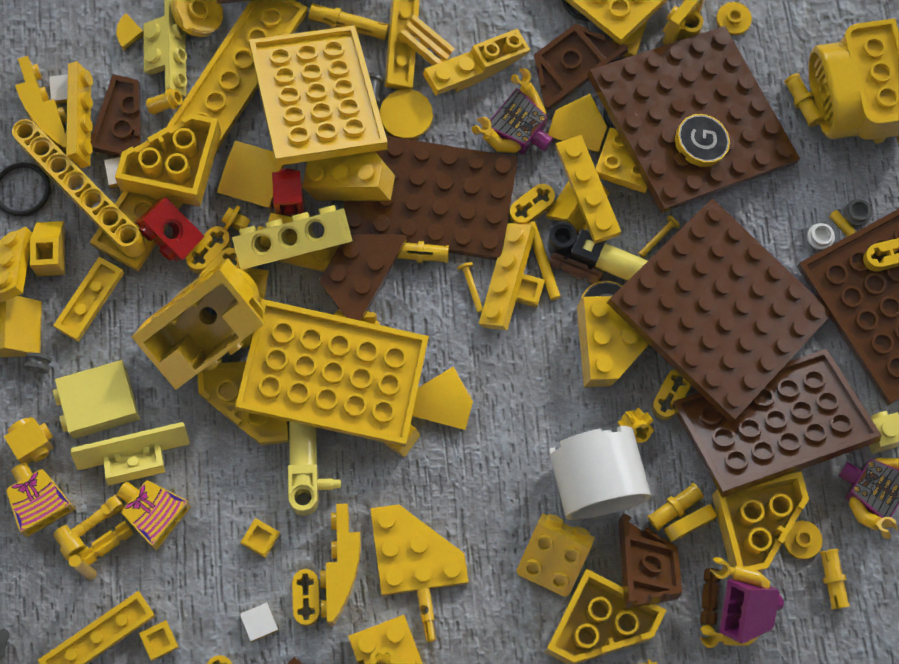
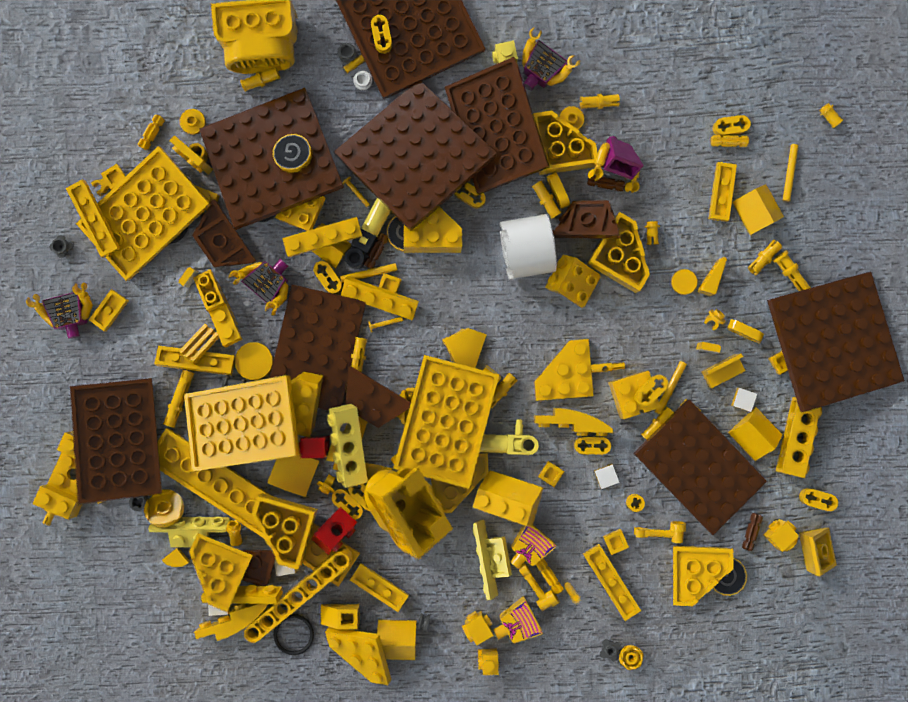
camera: 85 degrees left, 15 degrees up
(96, 399) = (452, 582): light yellow brick -> none
(113, 79) = (218, 569): none -> yellow plate
(222, 470) = (508, 498): none -> yellow slope
(383, 456) = (502, 388): none -> yellow pin
(514, 20) = (187, 278): none -> yellow tile
(577, 119) = (268, 239): yellow slope -> none
(639, 422) = (491, 220): yellow gear -> none

